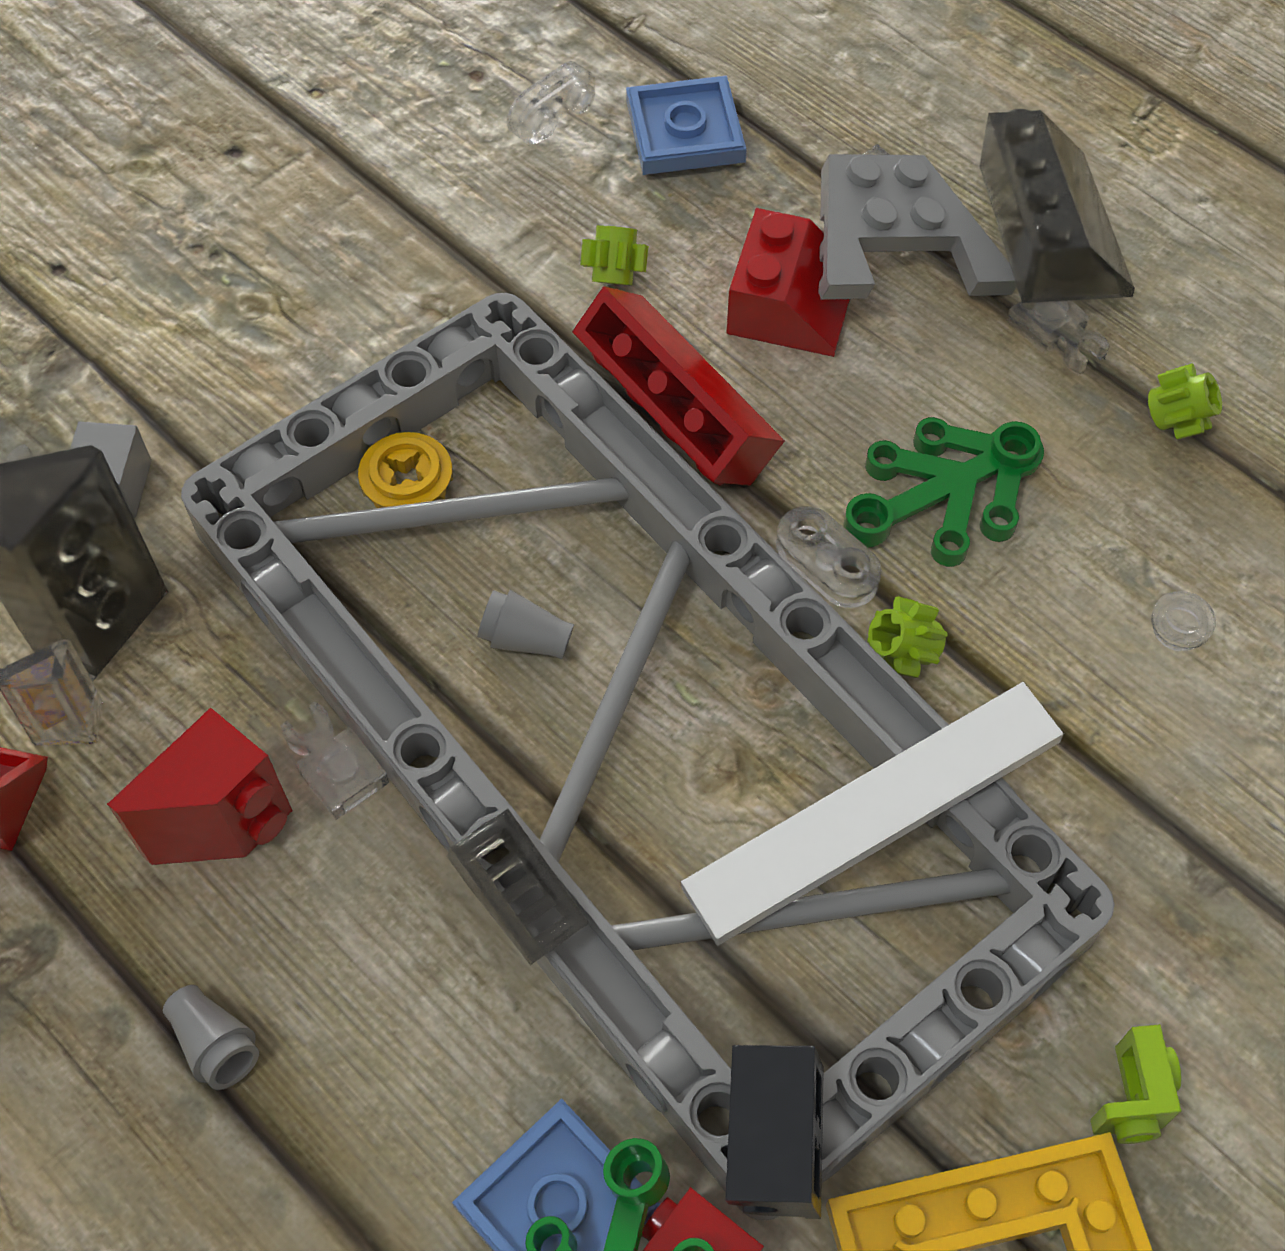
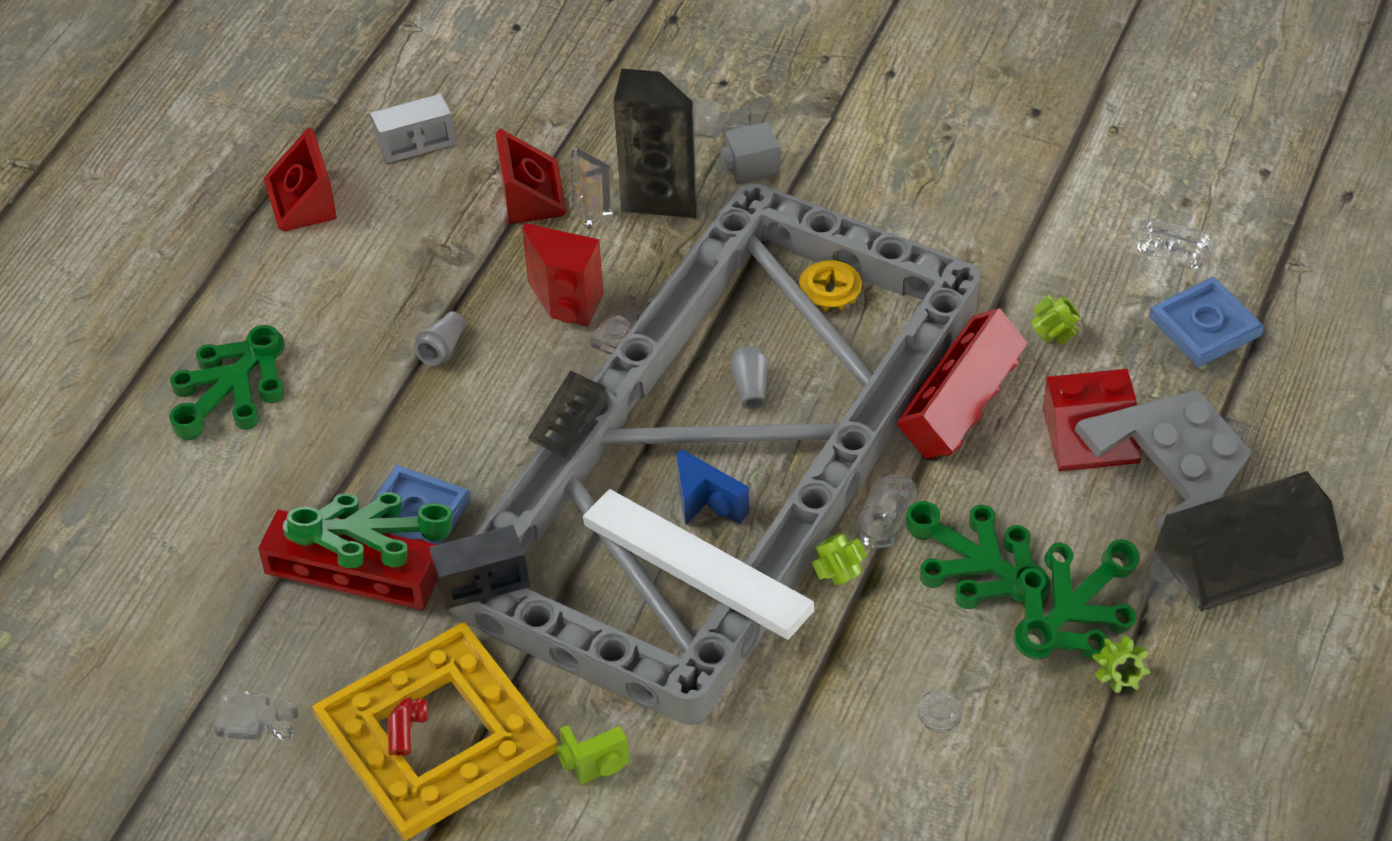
camera: 70 degrees right, 10 degrees down
(694, 763) = (705, 485): none -> blue slope
(1116, 464) = (1071, 604): none -> green plant

